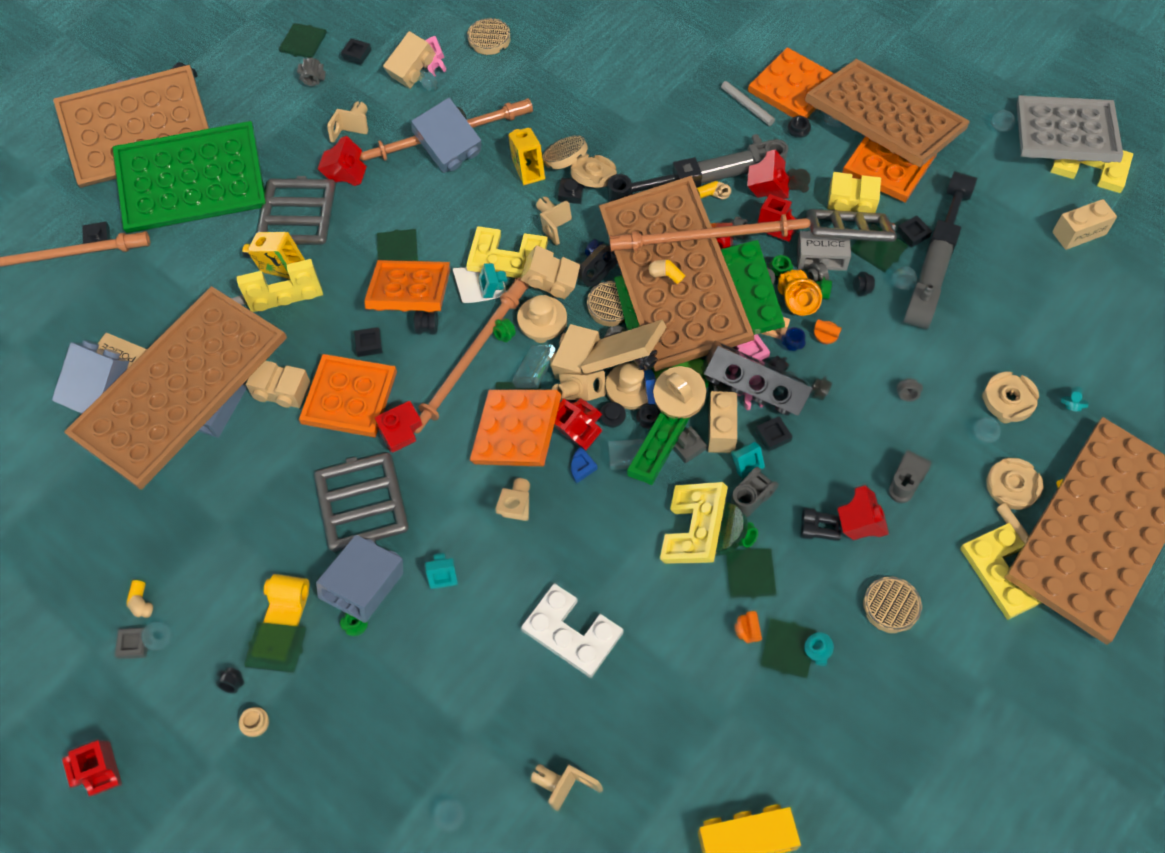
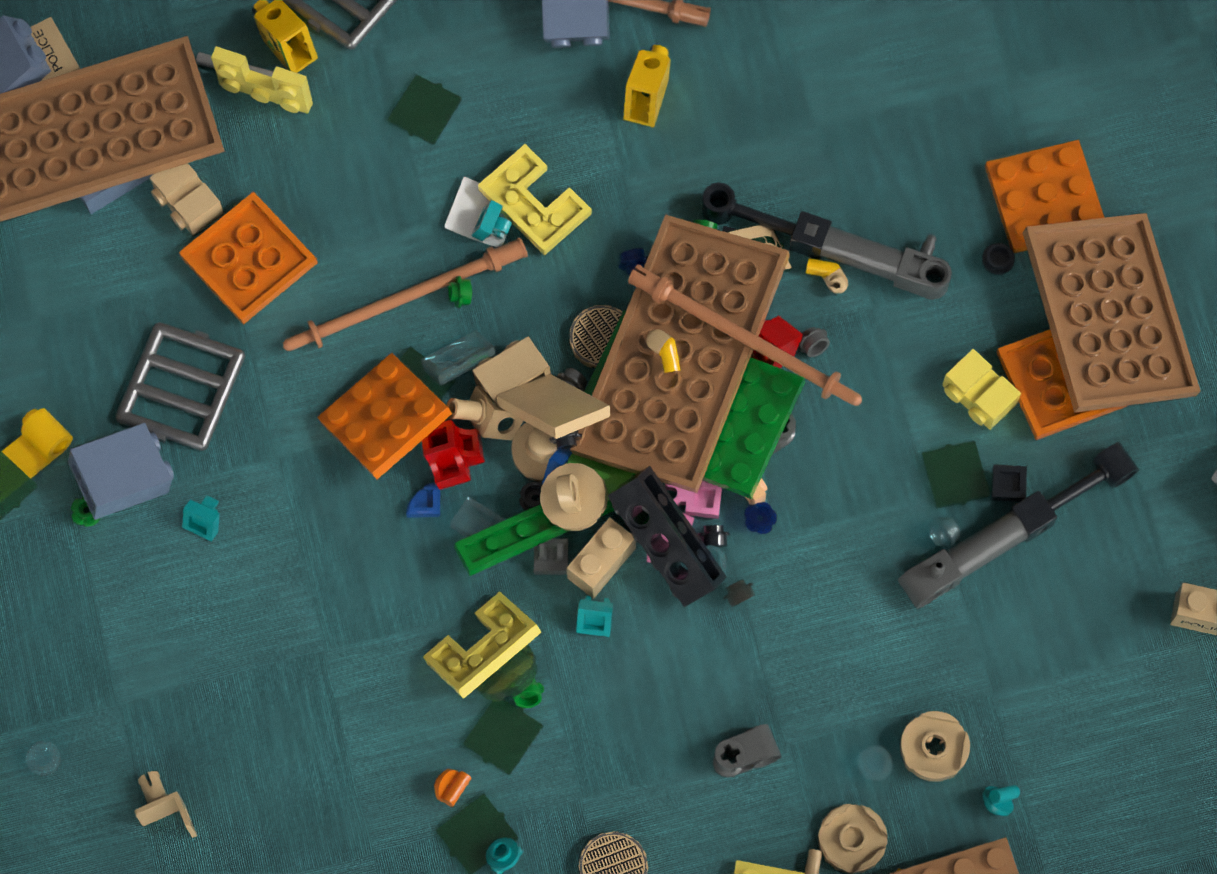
camera: 35 degrees right, 10 degrees up
(368, 342) = (311, 208): black plate -> none
(398, 426) = (268, 332): red brick -> none
(408, 286) = (395, 170): orange plate -> none
(426, 322) = (386, 226): black wheel -> none
(515, 502) = (323, 496): tan bracket -> none
(542, 318) = (513, 304): tan plate -> none
(550, 273) = (556, 259): tan brick -> none
(553, 216) = (620, 185): tan bracket -> none
(565, 152) = (695, 111): tan tile -> none
(570, 191) = (668, 164): black plate -> none
(580, 651) = (277, 694): white plate -> none
(593, 171) = (710, 156): tan tile -> none
(598, 266) = (617, 284): black plate -> none
(613, 414) = (499, 468): black plate -> none
(748, 103) = (967, 184): light grey bar -> none
(755, 490) = (573, 654): dark grey piece -> none
(769, 176) = (899, 303): red brick -> none
(772, 211) = (864, 361): red brick -> none
(774, 433) = (646, 608): black plate -> none
(780, 262) = (821, 414): green plate -> none
(798, 180) = (944, 328): clear smoke plate -> none
(800, 293) = (809, 468): light orange hair -> none
(810, 525) = (602, 728): black piece -> none
(817, 272) = (853, 459): dark grey plate -> none
(825, 286) = (844, 482): green plate -> none
(826, 331) = (803, 533): orange plate -> none
(831, 251) = (883, 435): light grey brick -> none
(861, 219) = (929, 454): flat silver bar -> none
(863, 515) = (659, 759): red brick -> none
(864, 284) = (892, 507): black plate -> none
(909, 389) = (833, 661): dark grey plate -> none

